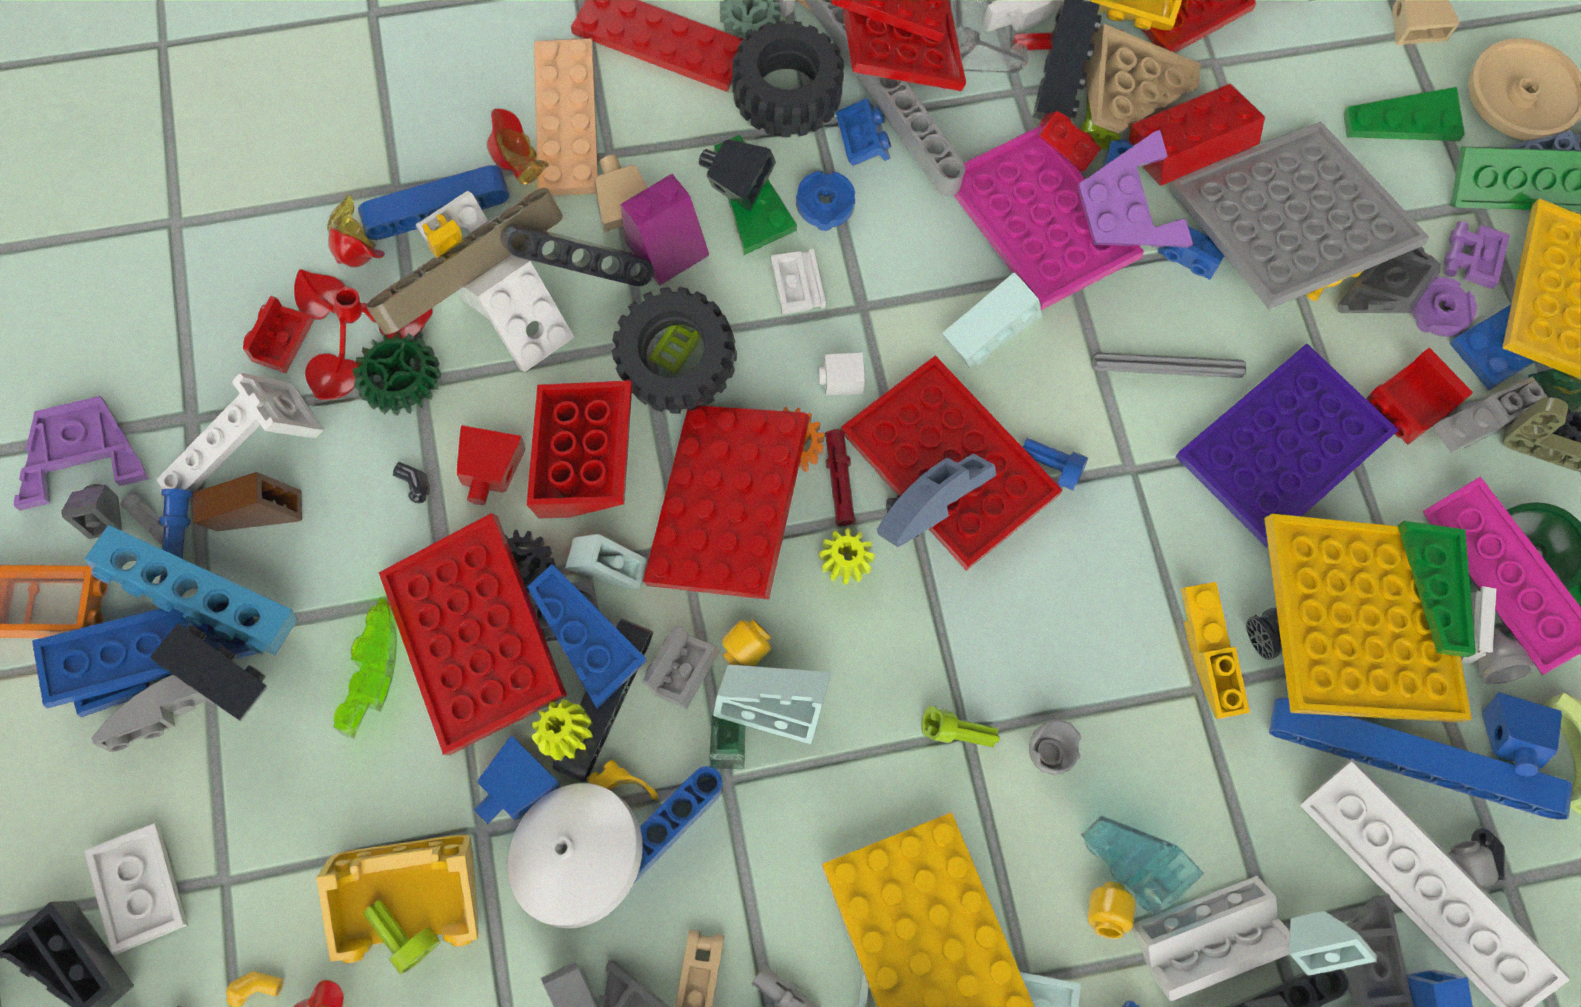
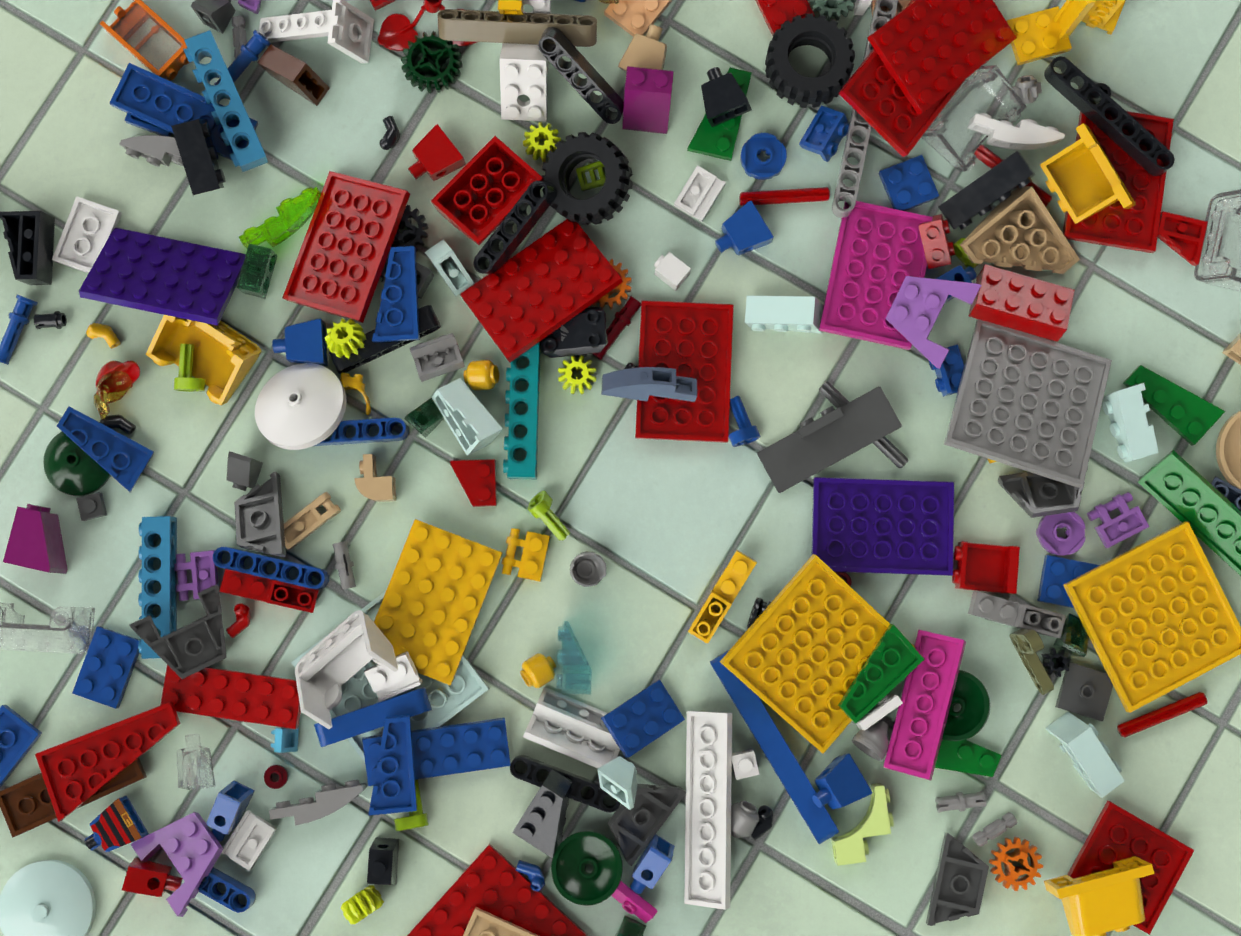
camera: 50 degrees right, 15 degrees up
(276, 848) = (164, 276): none -> dark purple plate
(387, 748) = (257, 271): none -> clear green brick
(586, 348) = (533, 139): none -> neon yellow gear
(635, 443) = (524, 225): none -> black beam
(741, 873) = (373, 487): none -> tan brick
(815, 511) = (578, 336): none -> black shield
(844, 647) = (528, 467): none -> teal brick
(846, 762) = (477, 480): none -> red wing
(877, 279) = (744, 231): none -> blue torso
(881, 220) = (785, 196): none -> red axle
(981, 789) = (532, 557): none -> yellow plate
(984, 118) = (909, 184): none -> blue plate
(1154, 405) = (829, 439): none -> dark grey bracket
(1269, 857) = (642, 719): none -> blue plate
(1398, 158) = (1130, 423): none -> light aqua wedge
(1418, 801) = (744, 764): none -> white brick

